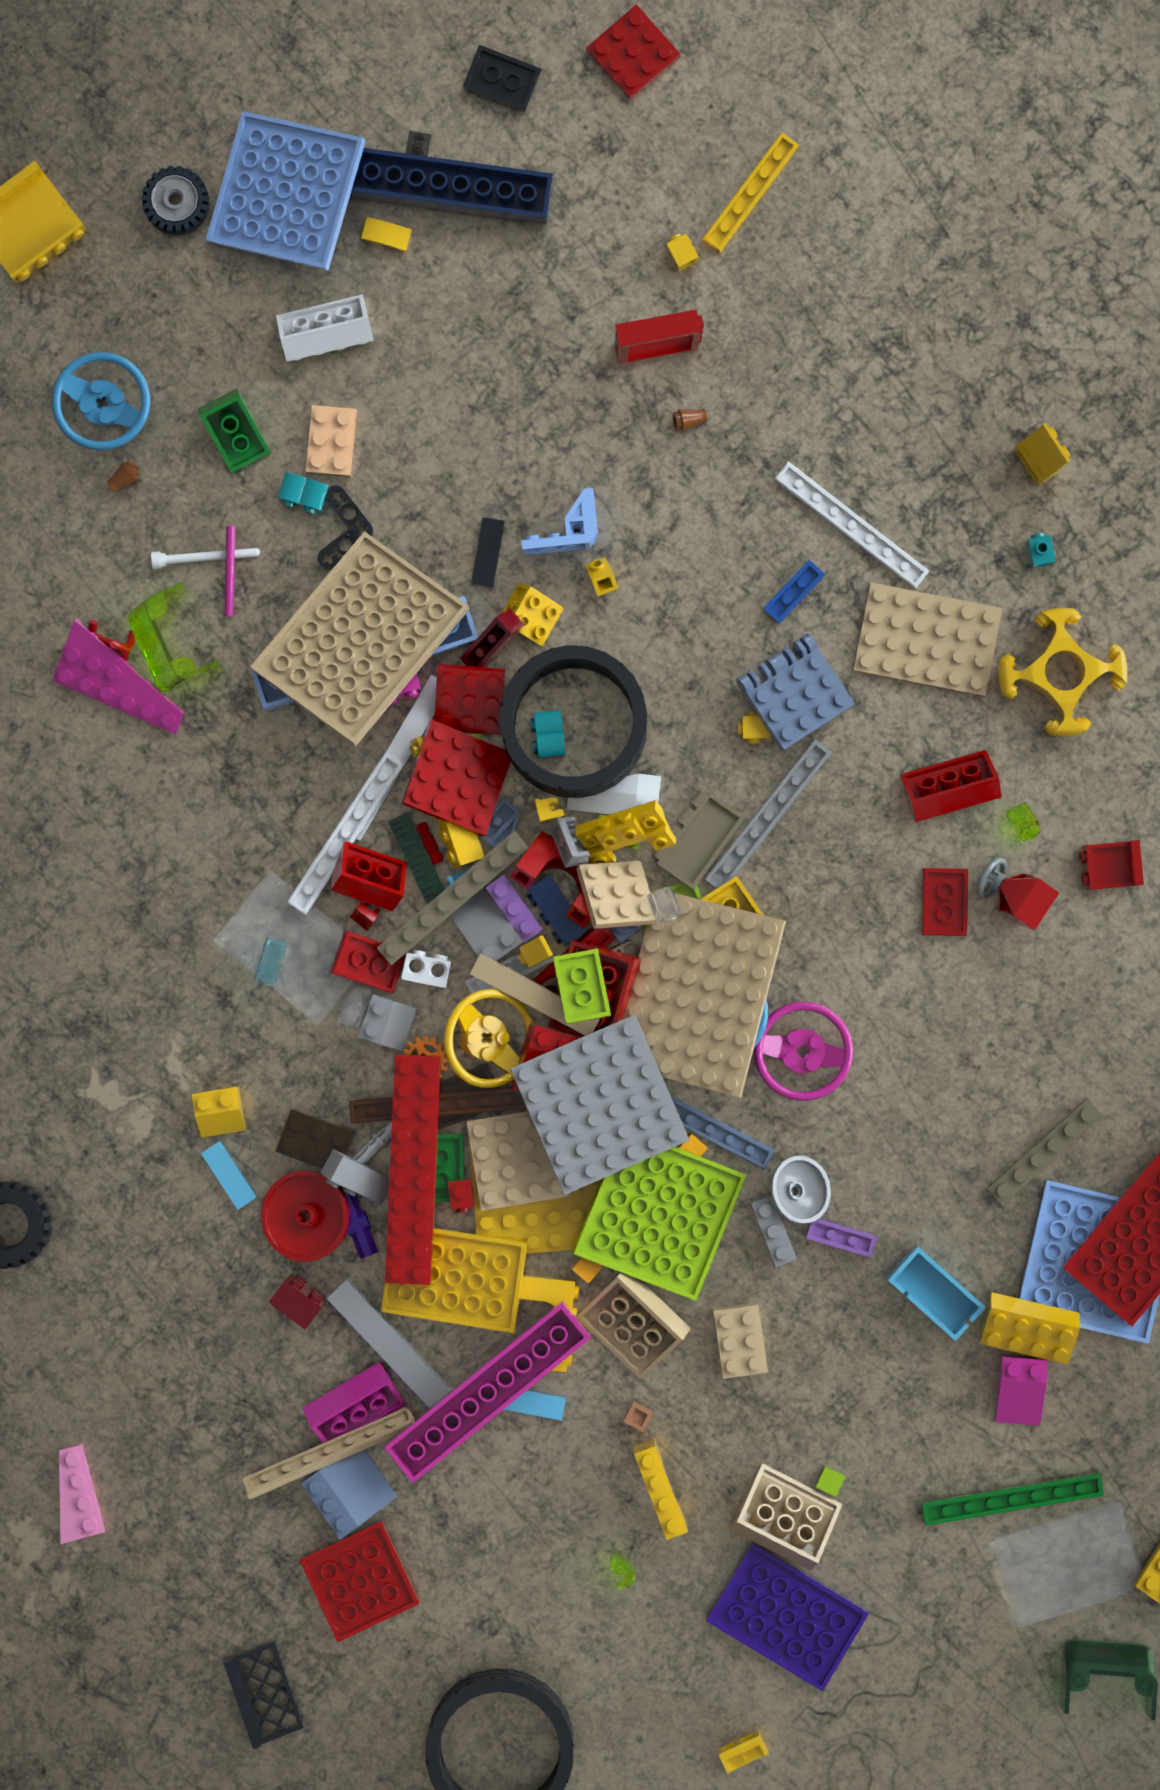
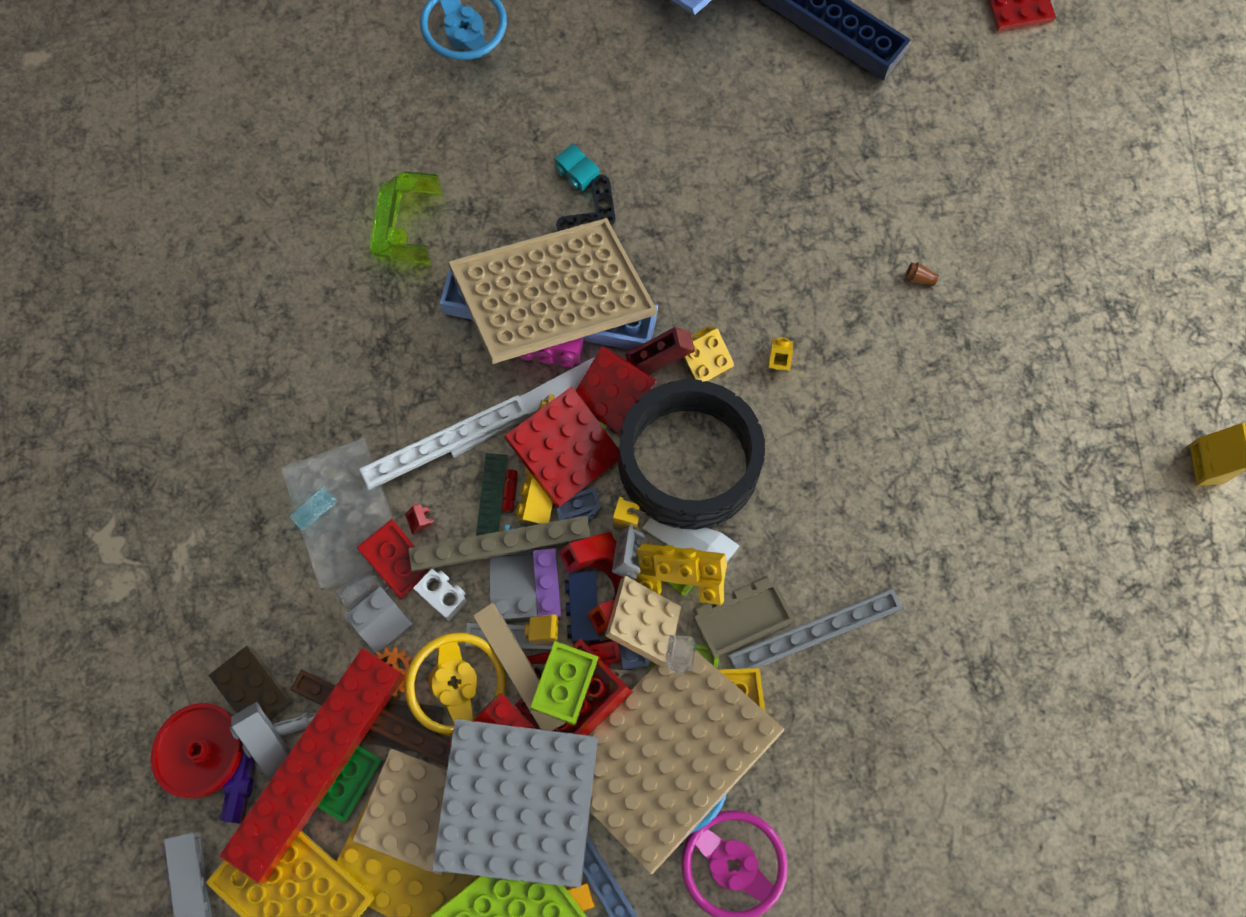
camera: 30 degrees right, 15 degrees down
(106, 677) = (335, 220): dark pink wing -> none
(122, 648) = (354, 194): red piece -> none
(124, 475) = (446, 85): dark orange cone -> none
(161, 559) = (434, 158): white piece -> none
(219, 1111) = (188, 613): yellow slope -> none
(229, 571) = (482, 193): dark pink bar -> none
(229, 1175) = (160, 675): medium azure tile -> none
(234, 430) = (551, 96): green slope -> none
(298, 1300) = (134, 825): dark red brick -> none
(324, 328) = (666, 63): white slope -> none
(331, 440) = (622, 144): light nougat plate -> none
(369, 876) = (440, 486): red slope -> none
(385, 234) = (754, 23): yellow slope -> none
(461, 1195) = (344, 815): red bracket -> none
(487, 552) = (697, 289): black tile -> none
(549, 734) = (663, 457): teal brick -> none
(581, 517) = (777, 313): light blue bracket -> none
(658, 336) = (940, 172): red window -> none
(681, 251) = (982, 151): yellow brick -> none
(750, 192) = (1060, 139): yellow tile -> none
(752, 729) = (844, 549): yellow brick -> none
(794, 591) = (938, 455): blue plate -> none
(797, 695) = (896, 541): sand blue hinge -> none
(851, 525) = (1017, 431): white tile -> none
(927, 639) = (1037, 560): tan plate -> none
(944, 902) = (938, 802): red tile -> none
(951, 785) = (997, 698): red slope -> none
(1020, 897) = (1014, 839): red piece -> none
(1024, 822) = (1050, 769): clear neon green bracket -> none
(1040, 550) = (1177, 538): teal brick -> none
(1089, 668) = (1177, 657): yellow piece -> none
(1112, 865) = (1116, 858): red panel -> none

